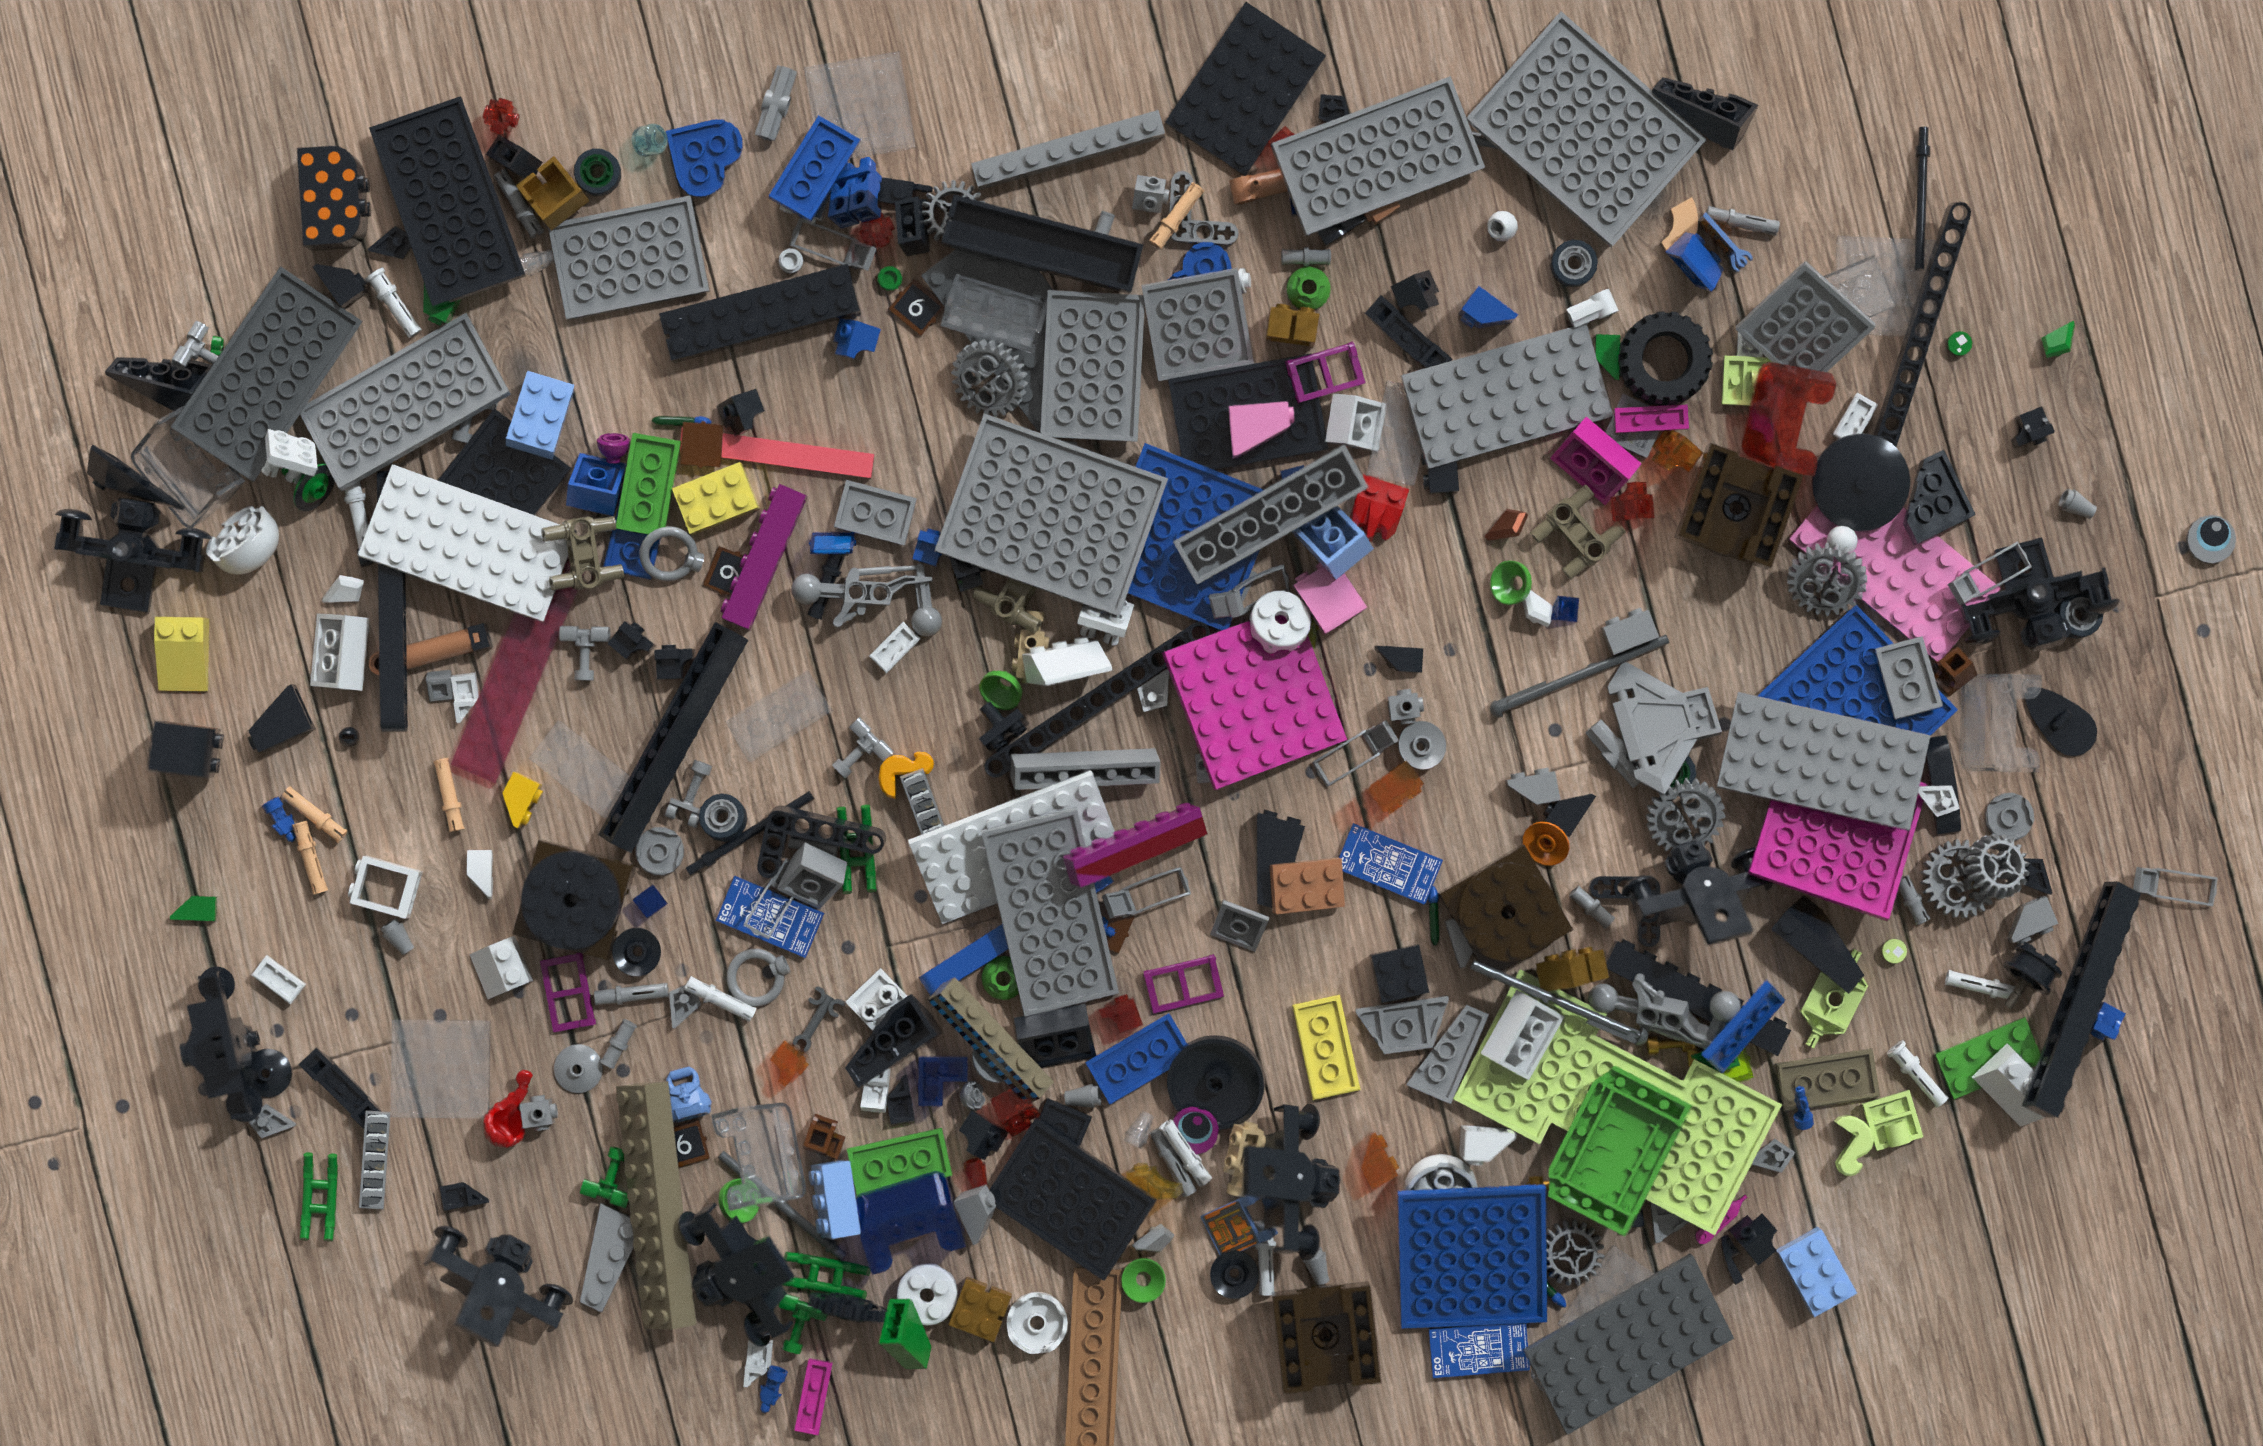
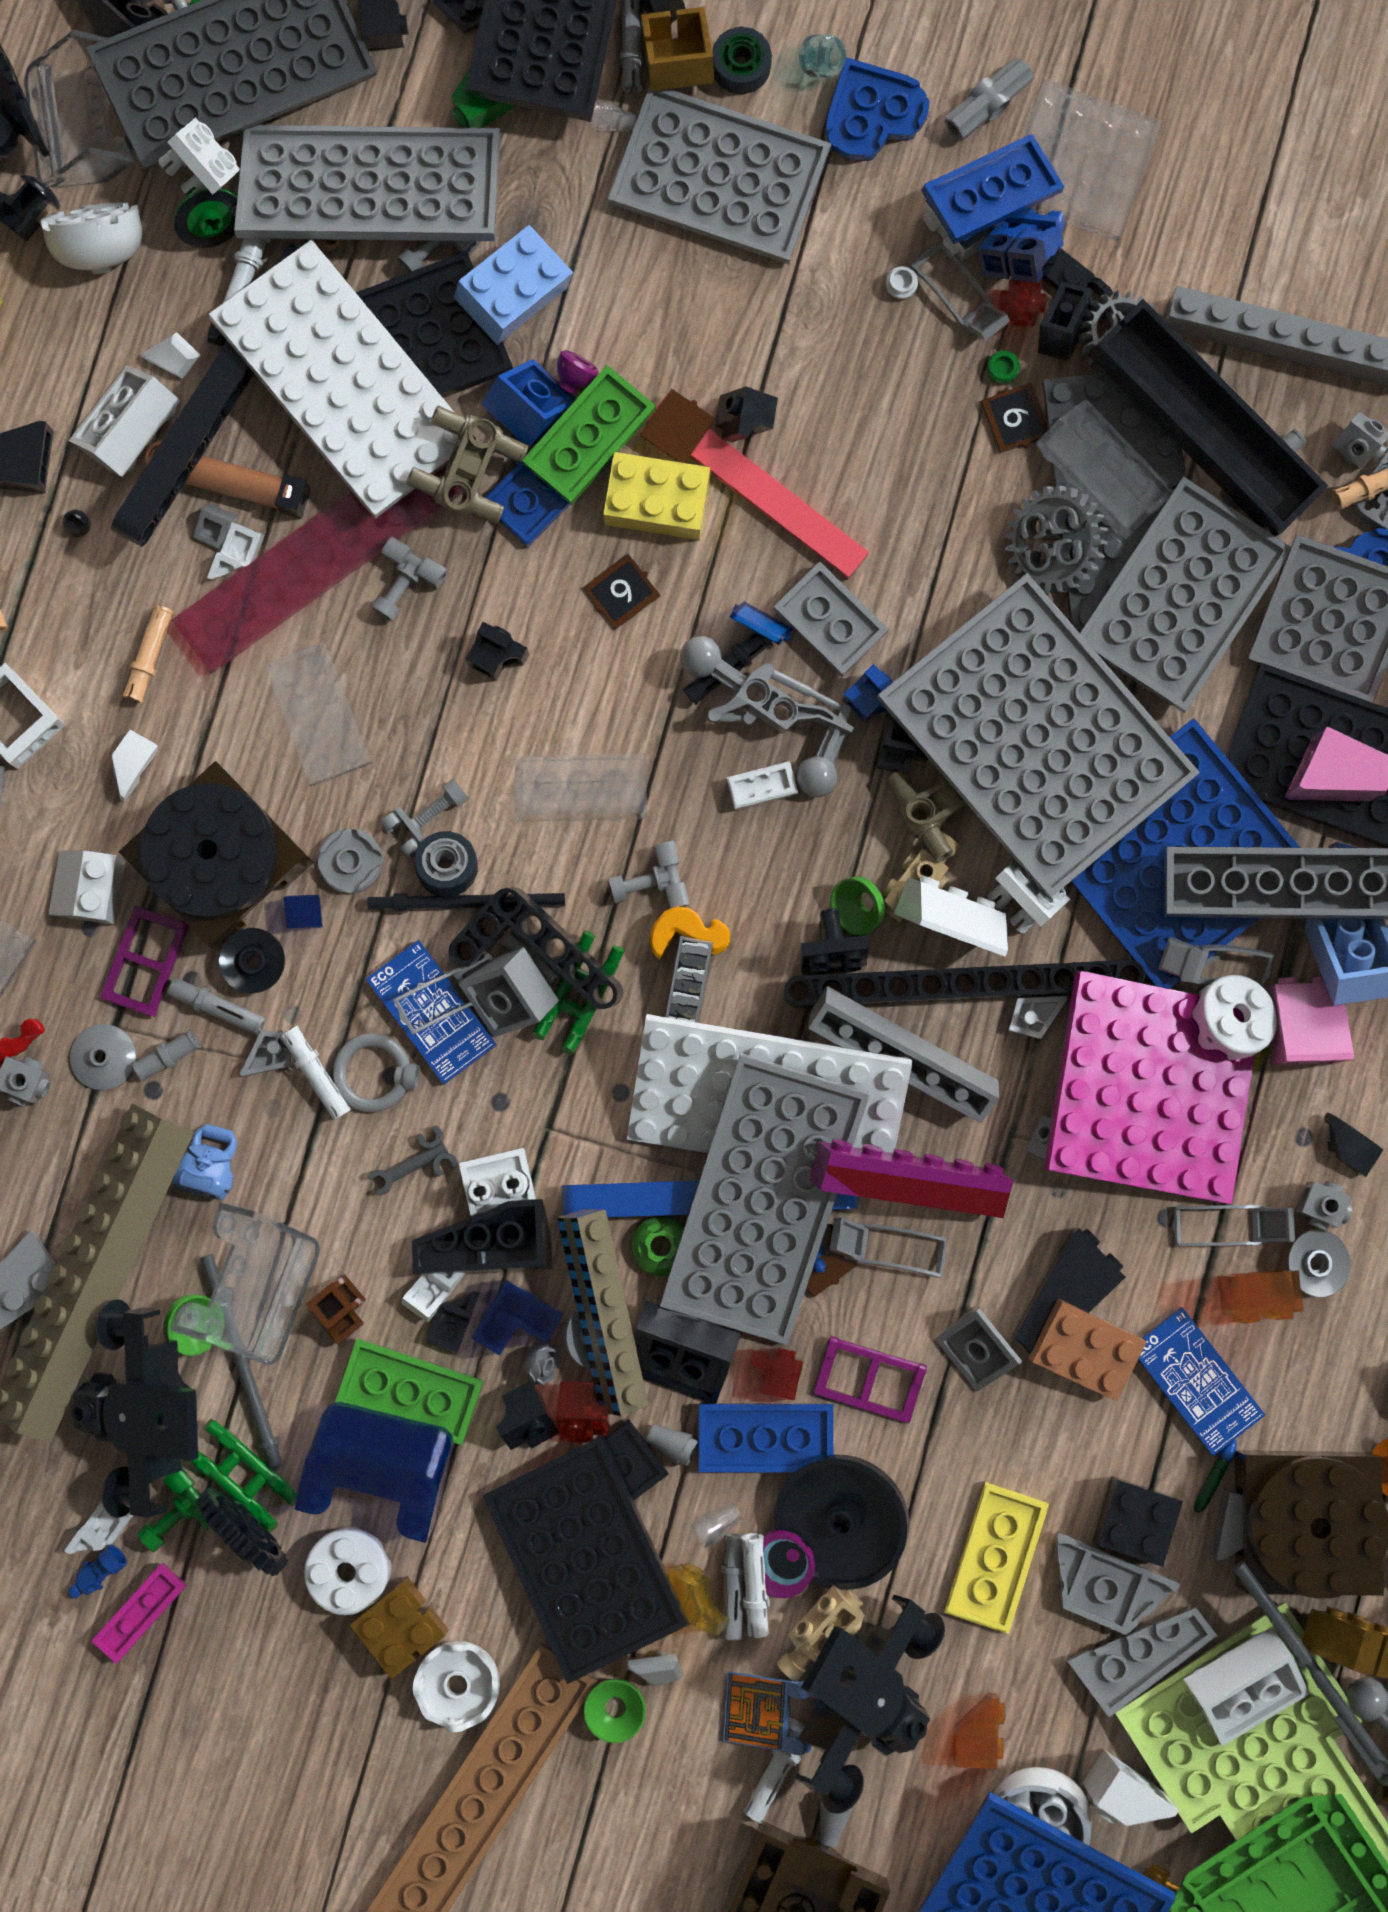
camera: 30 degrees right, 5 degrees down
(387, 293) = (424, 58): white pin -> none
(519, 797) = (226, 704): yellow slope -> none
(606, 1187) = (49, 1215): green bar -> none
(630, 639) = (461, 598): black brick -> none
(673, 737) = (443, 737): black brick -> none
(678, 421) = (663, 385): dark green piece -> none
(690, 1143) = (177, 1222): piece -> none
(693, 559) = (588, 551): light grey piece -> none
(760, 313) = (832, 318): black piece -> none
(764, 556) = (672, 594): magenta brick -> none
(789, 1061) = (351, 1195): clear orange brick -> none
(834, 1199) = (305, 1391): light blue brick -> none
(855, 336) = (926, 405): blue brick -> none
(905, 1335) = (290, 1606): green slope -> none
(975, 1172) = (490, 1461): clear red cone -> none
(976, 1211) = (464, 1505): light grey slope -> none
(1236, 1286) = (725, 1785): black dish -> none

